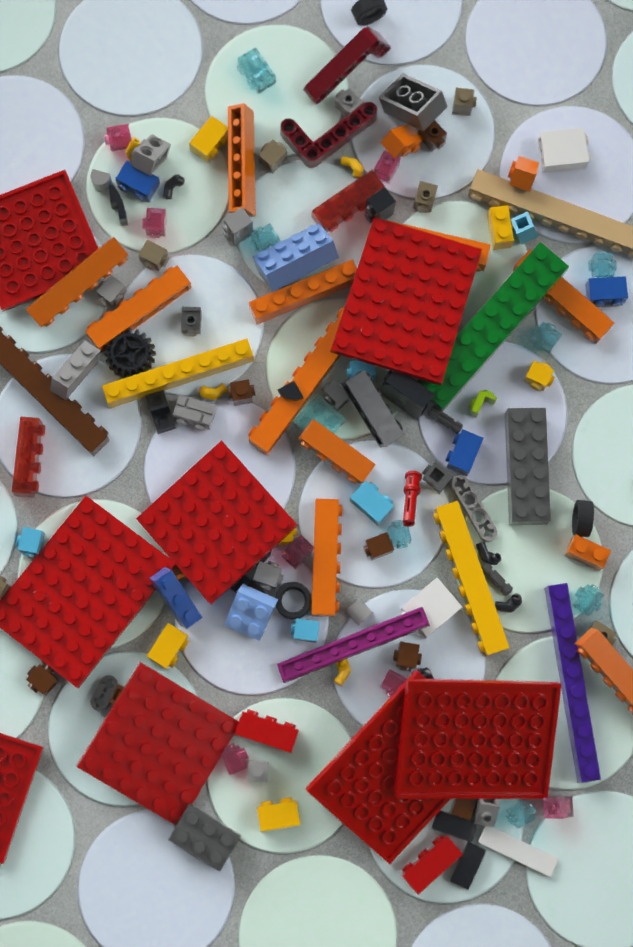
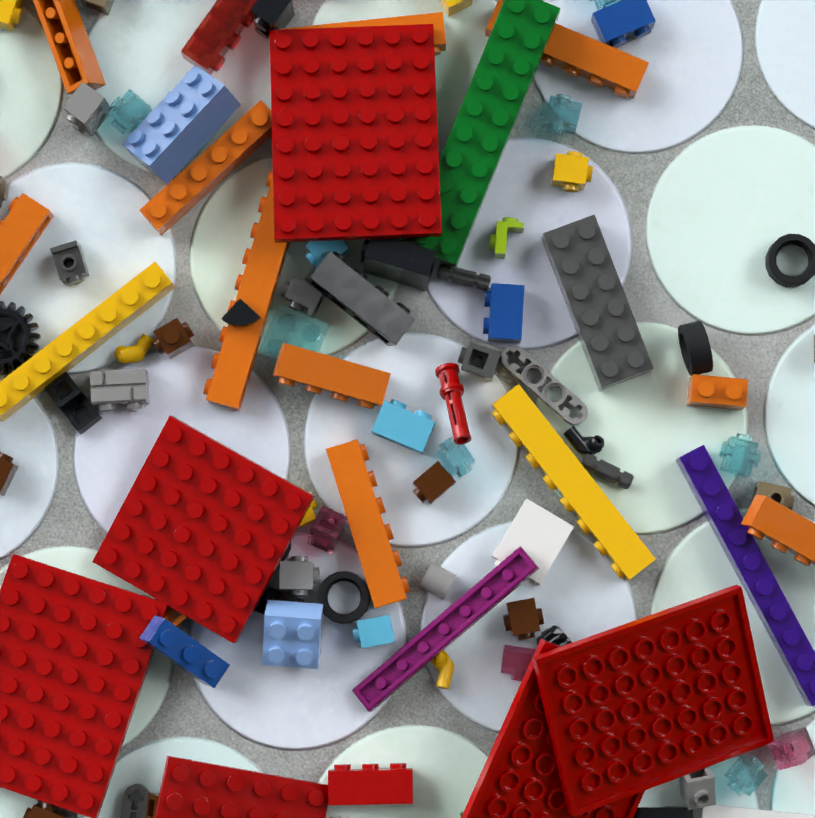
camera: 10 degrees left, 5 degrees up
(168, 646) = (198, 718): yellow brick -> none
(463, 808) = (666, 795): reddish brown brick -> none
(510, 605) = (637, 500): black arm -> none

